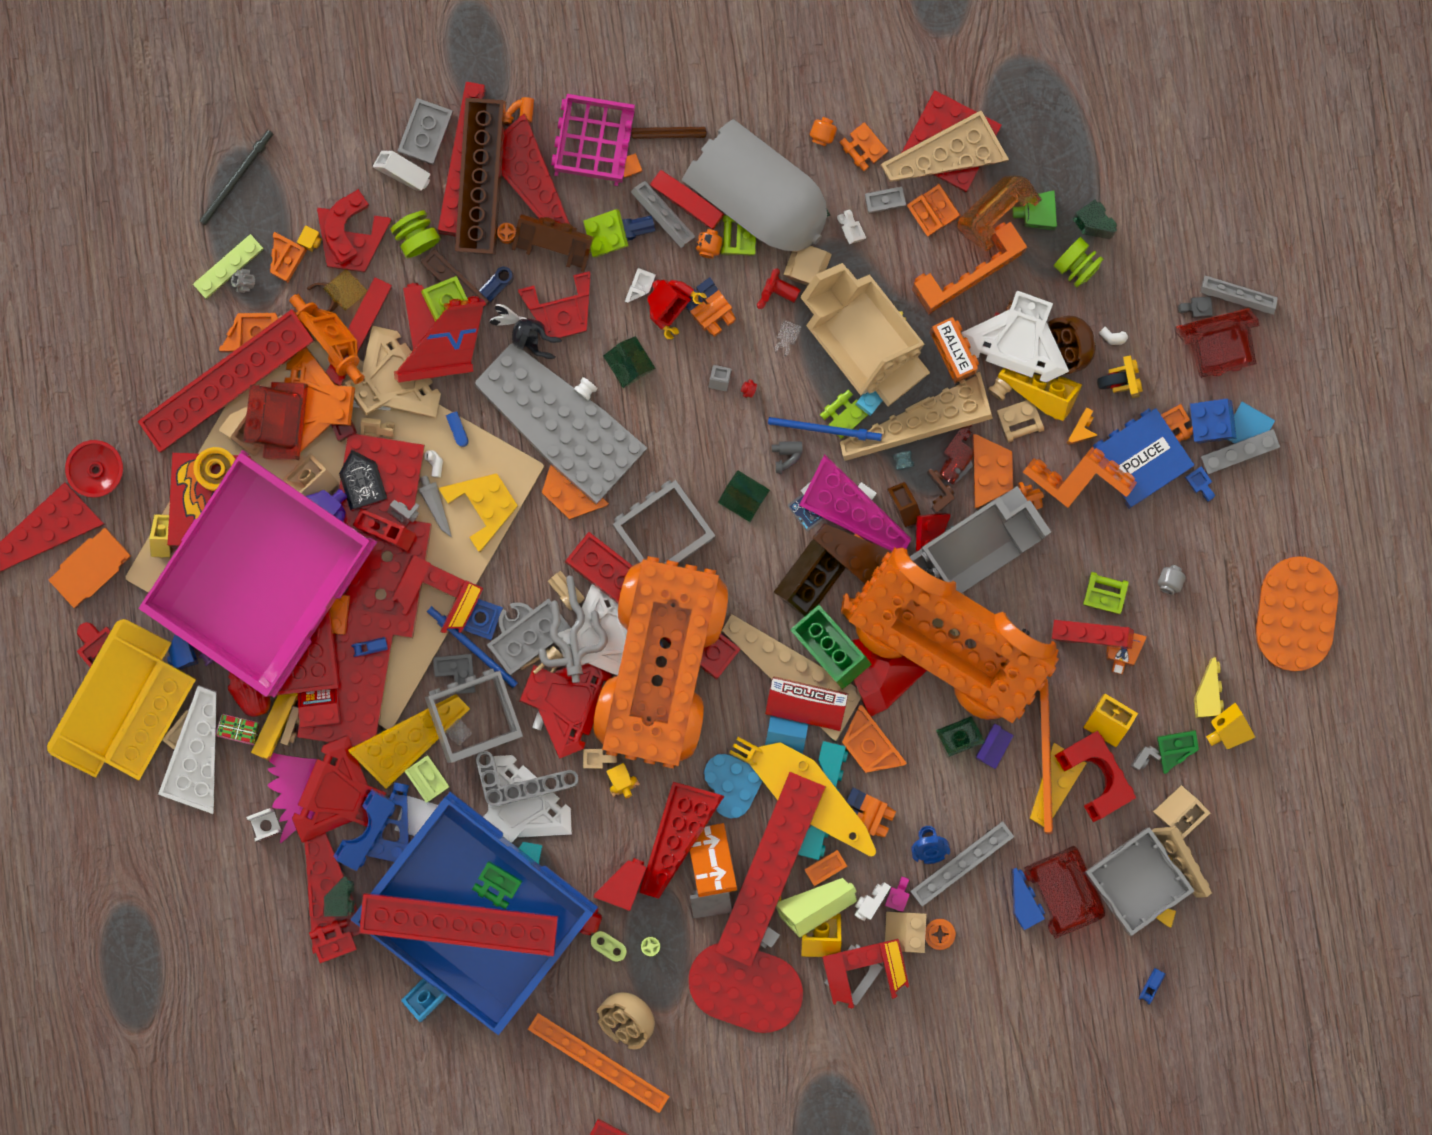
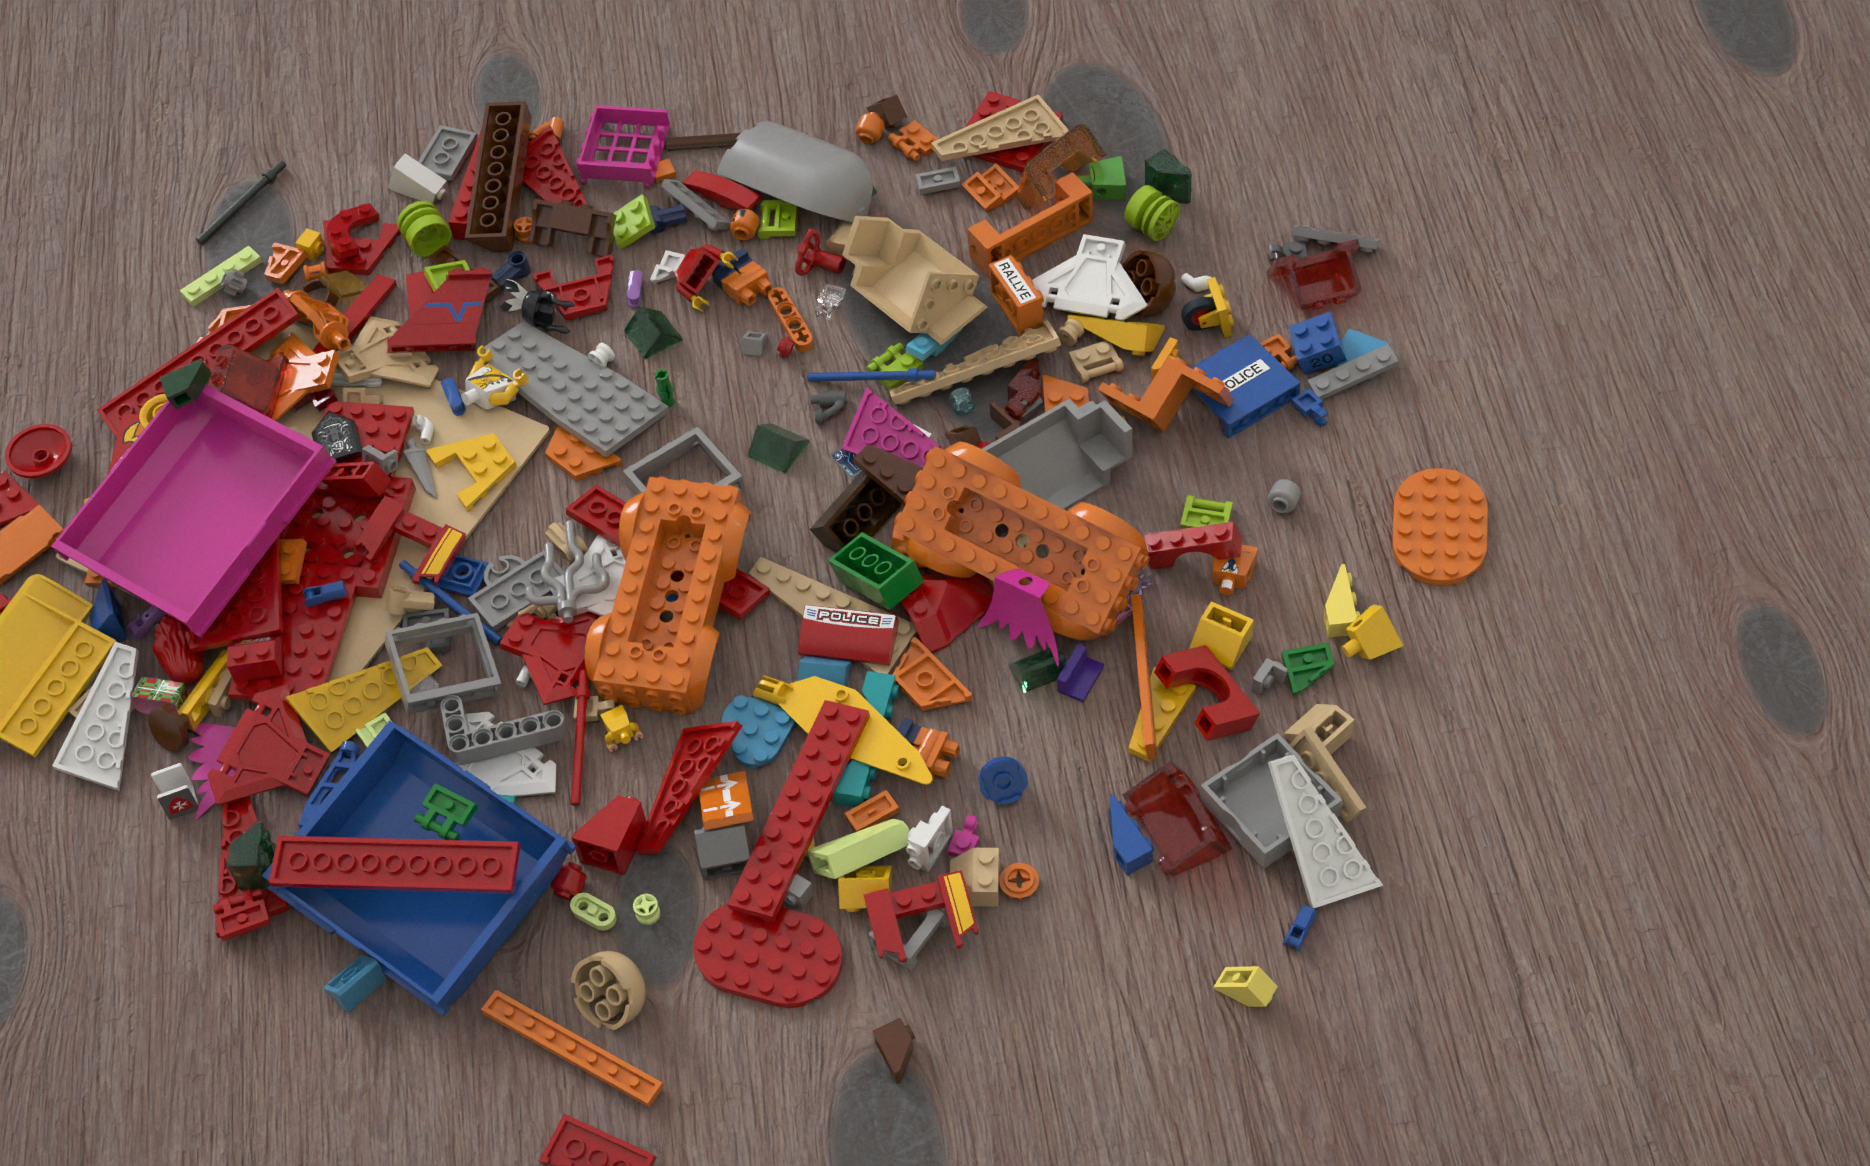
camera: 10 degrees right, 30 degrees down
(241, 469) = (186, 383): none -> dark green slope
(250, 763) = (169, 727): none -> reddish brown tile
(317, 271) = (319, 267): none -> orange bush
(353, 851) = (279, 814): blue arch -> none
(438, 648) = (403, 600): none -> tan piece
(489, 421) = (490, 386): none -> torso
(590, 750) = (582, 696): none -> red bar
(611, 306) = (634, 288): none -> medium lavender bar
(645, 431) = (664, 387): none -> green pin
(754, 353) = (792, 318): none -> orange beam
(838, 110) = (890, 111): none -> reddish brown slope
(844, 1073) = (895, 1046): none -> reddish brown slope
(852, 229) = (902, 207): white plate -> none
(950, 701) = (1021, 609): none -> dark pink piece
(962, 863) = (1044, 800): light grey plate -> none
(1107, 1034) = (1246, 985): none -> light yellow slope
(1175, 928) = (1322, 847): none -> white wing

